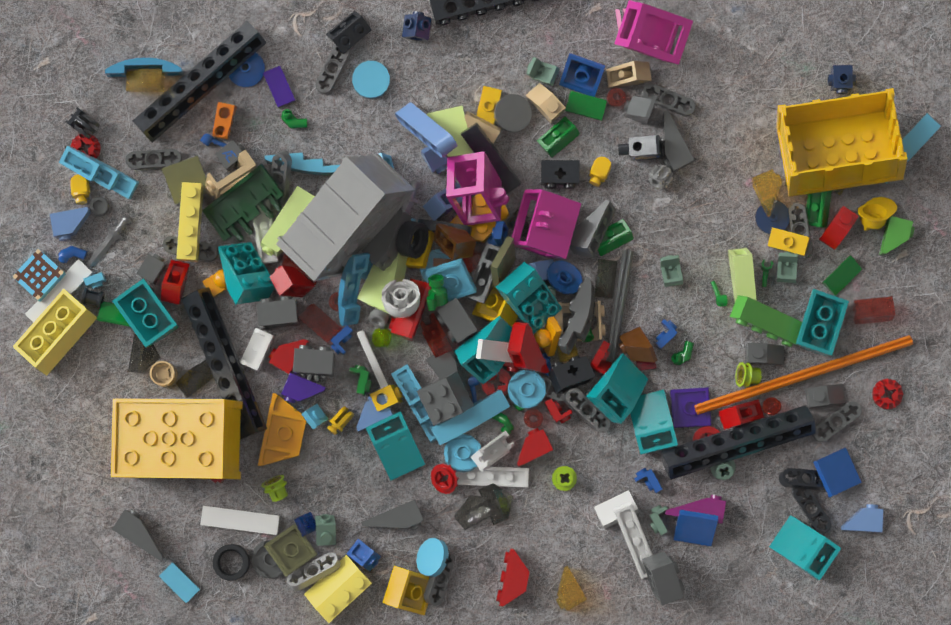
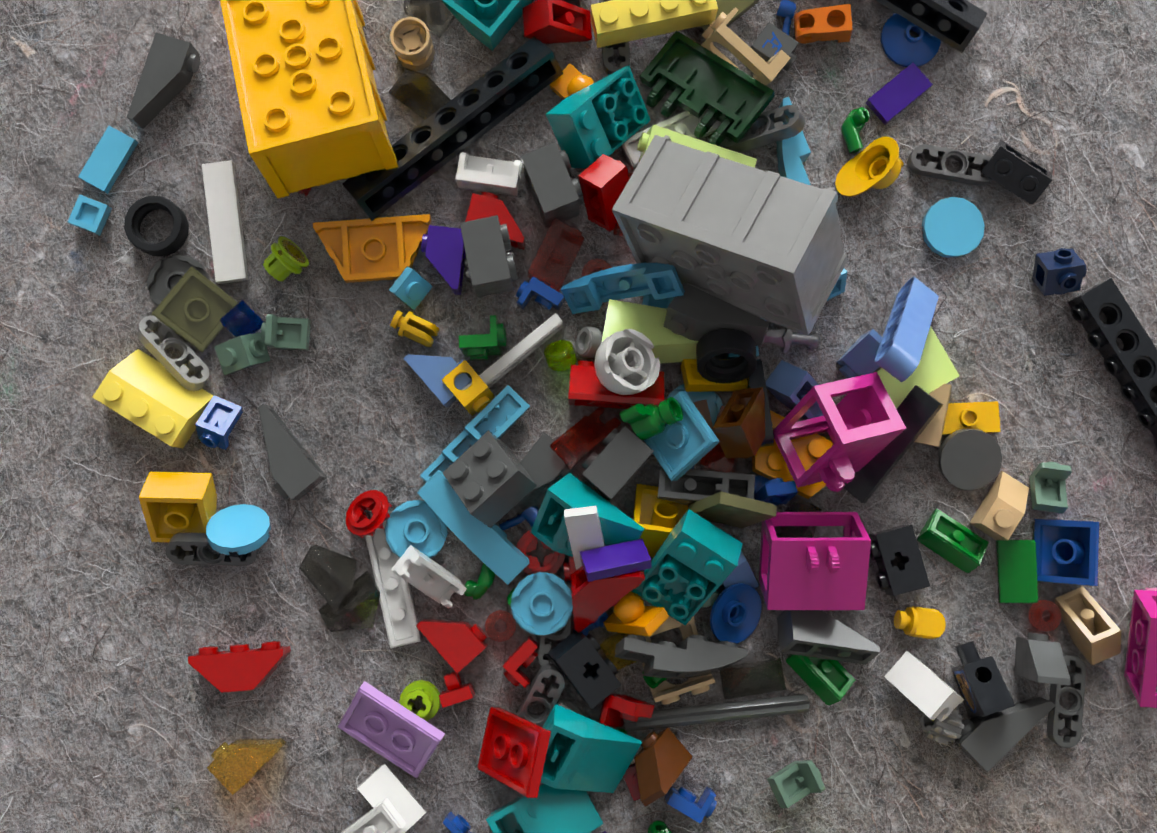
camera: 75 degrees right, 0 degrees up
(212, 602) = (89, 215): none -> medium azure plate
(321, 119) = (871, 168): none -> yellow piece
(321, 498) = (286, 332): none -> sand green bracket
(395, 446) = (398, 422): teal slope -> none
(512, 337) = (615, 560): none -> dark purple tile
(564, 454) = (456, 691): none -> red tile
(575, 498) = (390, 729): none -> lavender tile
(606, 428) = (514, 751): none -> red tile
(636, 181) = (923, 687): none -> white hinge

